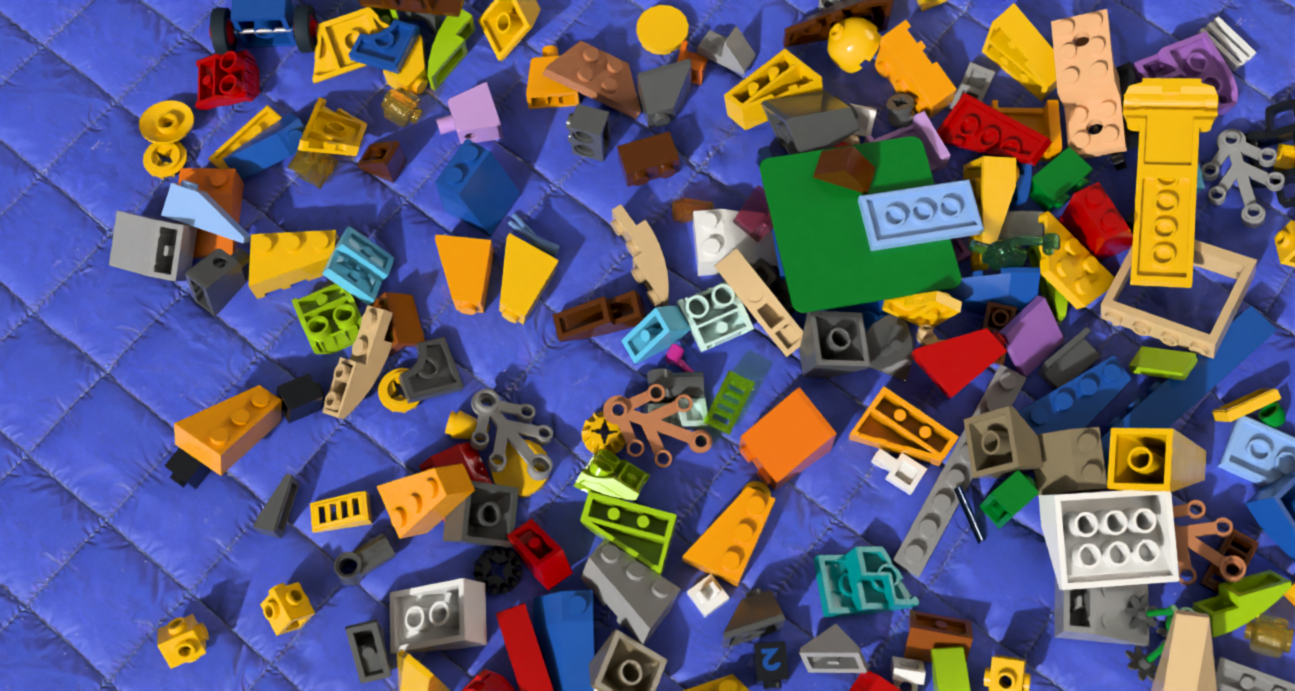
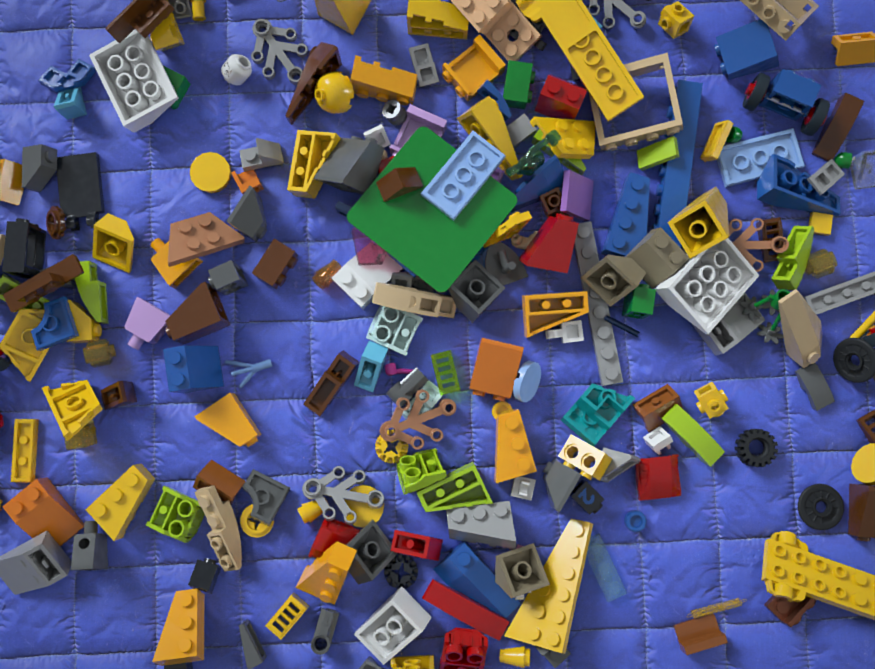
camera: 45 degrees left, 15 degrees up
(199, 209) = (42, 522): light blue slope -> none
(267, 147) = (42, 446): blue slope -> none
(358, 265) = (166, 472): medium azure slope -> none
(524, 278) = (268, 397): yellow slope -> none
(528, 143) = (197, 316): none -> reddish brown slope
(648, 259) = (332, 330): tan slope -> none
(805, 615) = (584, 458): none -> brick
(810, 481) = (528, 381): none -> light blue tile
(988, 131) = (457, 88): red wing -> none
(1069, 361) = (606, 192): dark grey panel -> none

